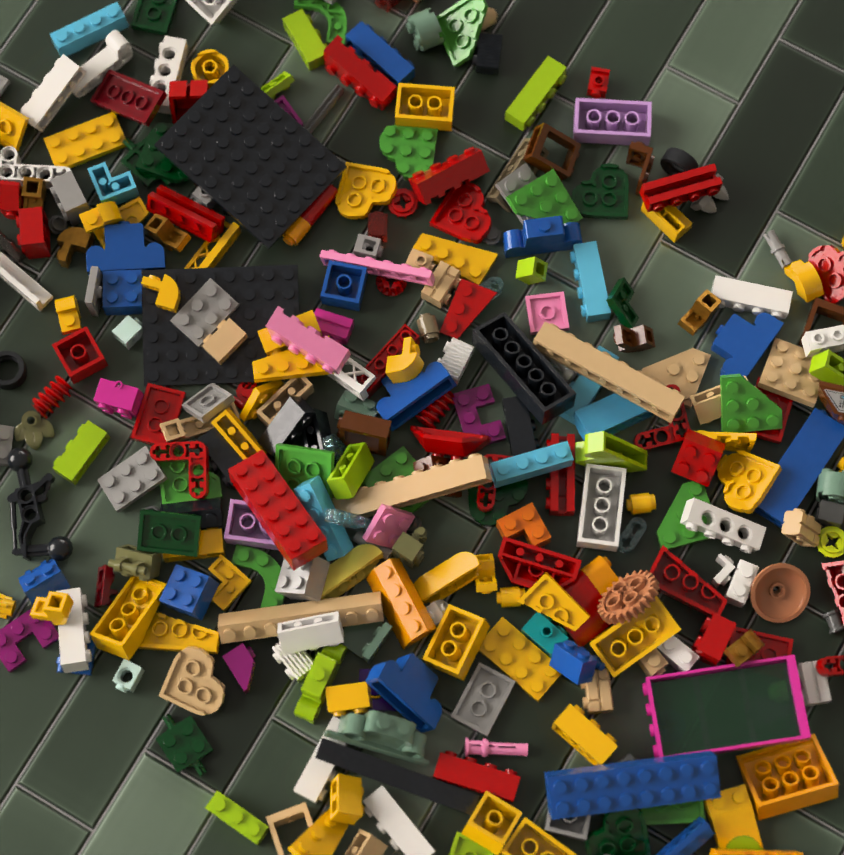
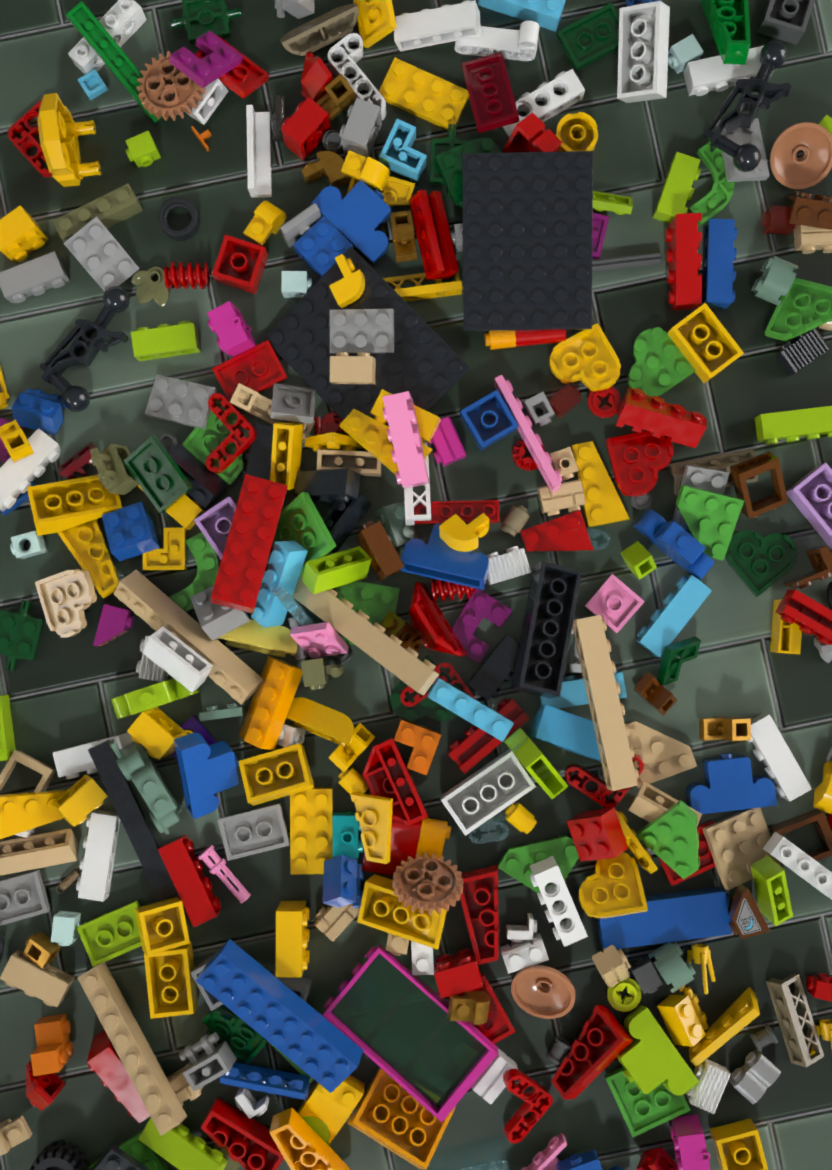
camera: 45 degrees right, 15 degrees up
(333, 443) = (346, 537): clear light blue beam -> none

